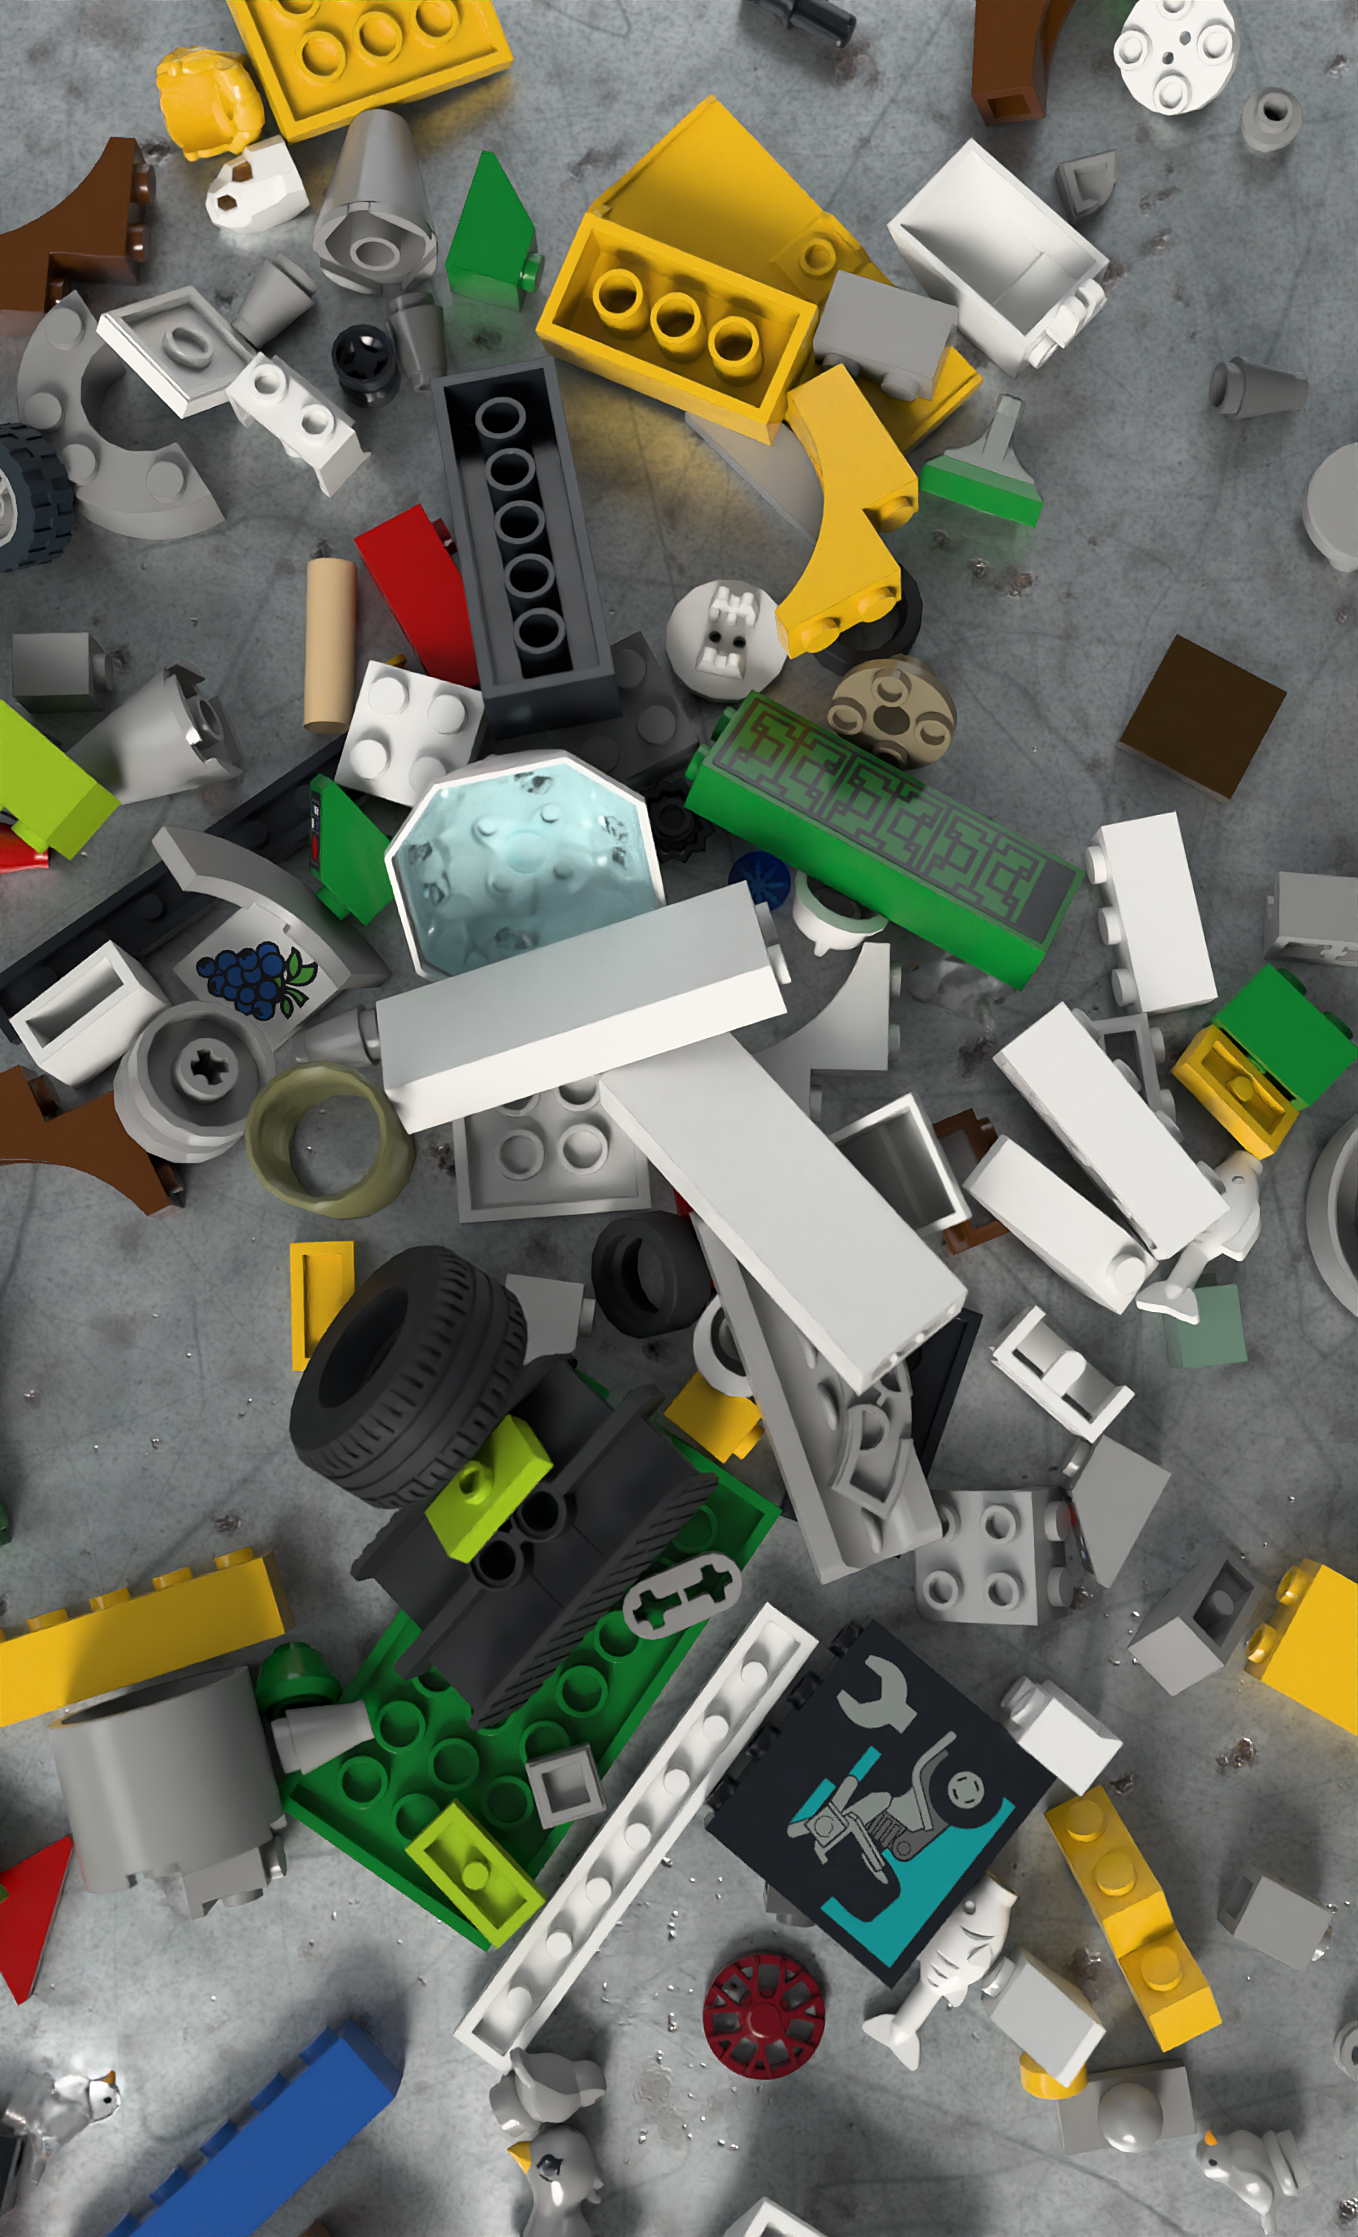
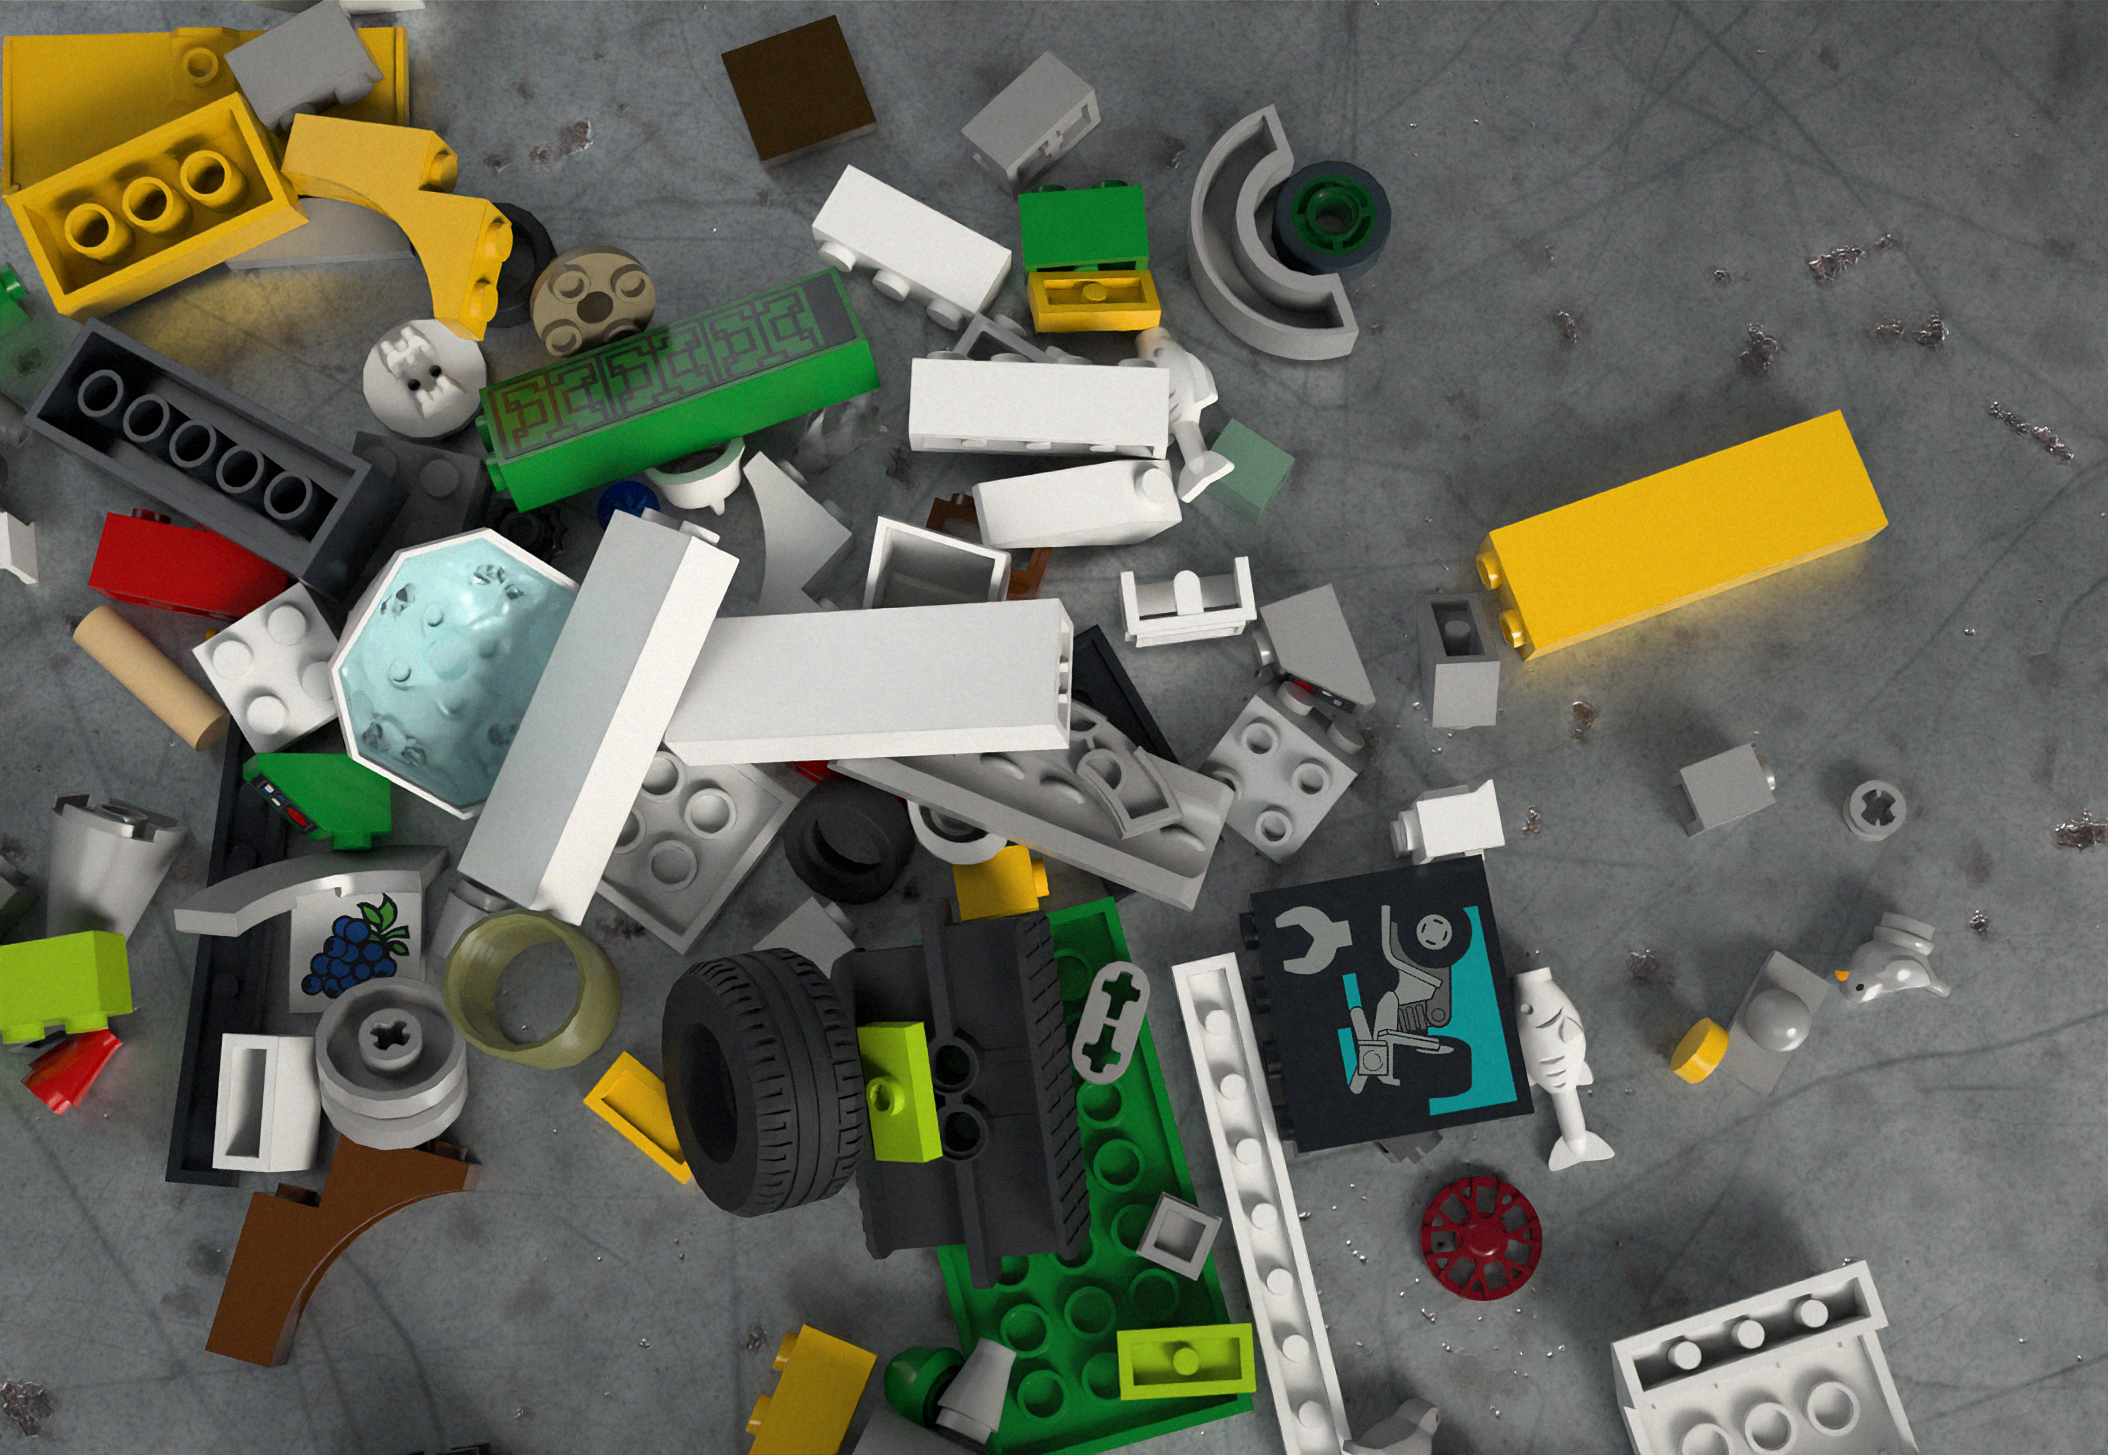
camera: 50 degrees left, 5 degrees down
(987, 470) = (474, 81): green piece -> none
(1041, 2013) = (1645, 1018): white slope -> none
(1134, 1918) = (1634, 891): yellow arch -> none

